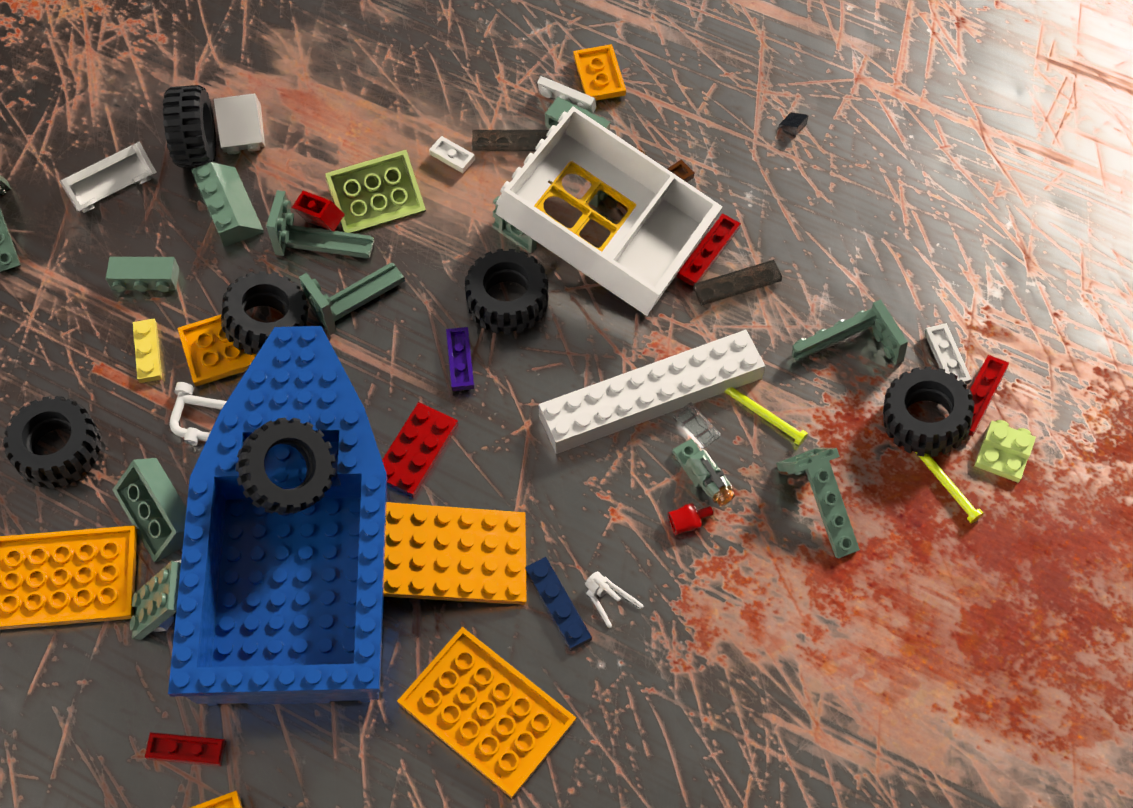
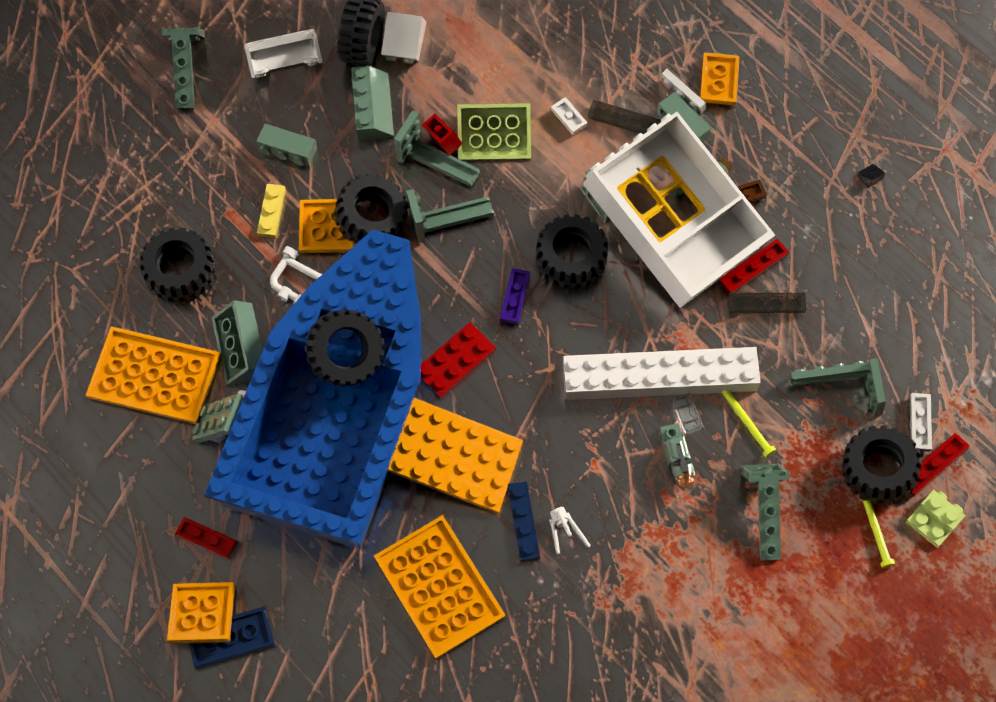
camera: 20 degrees right, 5 degrees up
(687, 518) = (651, 487): red piece -> none

